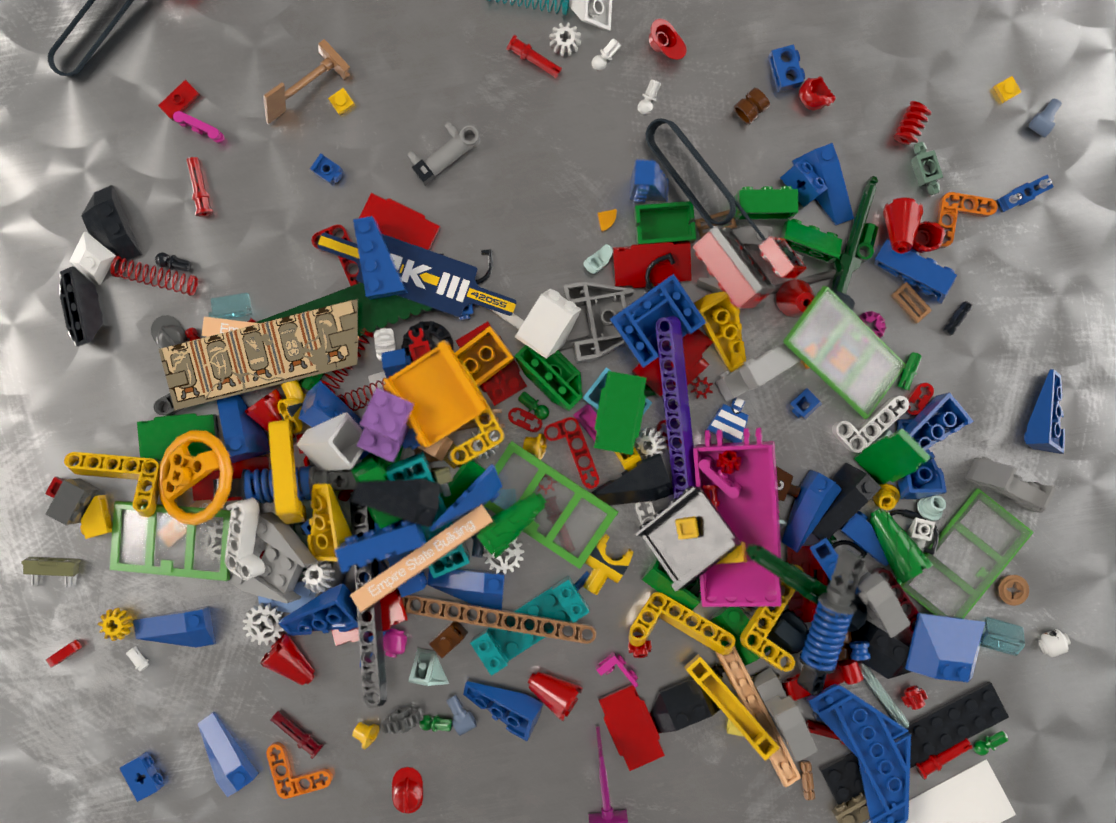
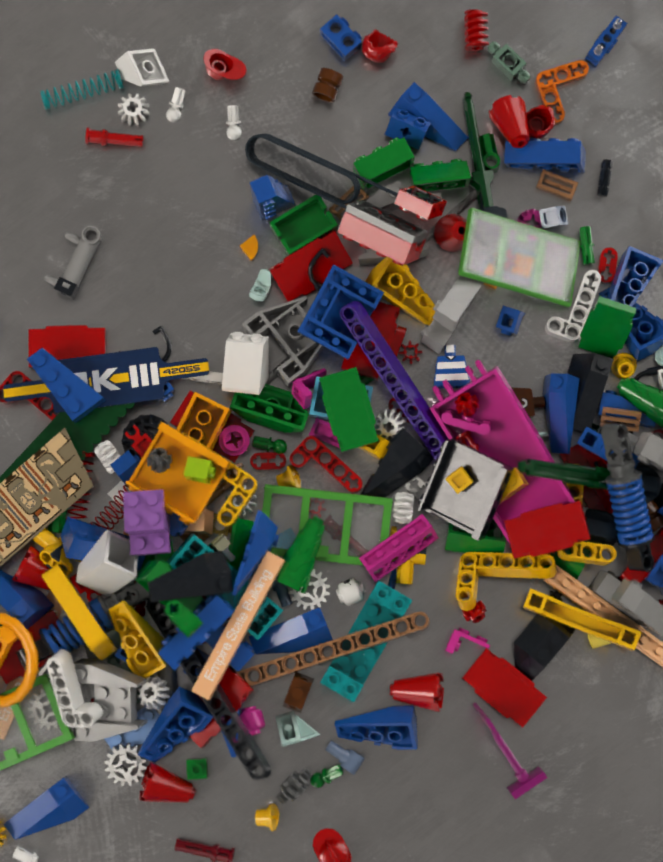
camera: 30 degrees left, 5 degrees down
(325, 659) = (197, 768): none -> green brick
(373, 532) = (185, 620): none -> green piece
(424, 374) = (159, 460): none -> dark grey gear
(456, 402) = (199, 470): none -> lime brick
(498, 379) = (225, 437): none -> dark pink gear
(539, 573) = (350, 591): none -> white head
(588, 368) = (302, 386): none -> dark pink bracket
(600, 557) = (397, 546): none -> dark pink fence
(624, 524) = (403, 507): none -> white gear
(743, 614) = (547, 529): none -> red piece
(872, 555) = (637, 414): none -> medium nougat tile
(894, 330) = (553, 217): none -> brick

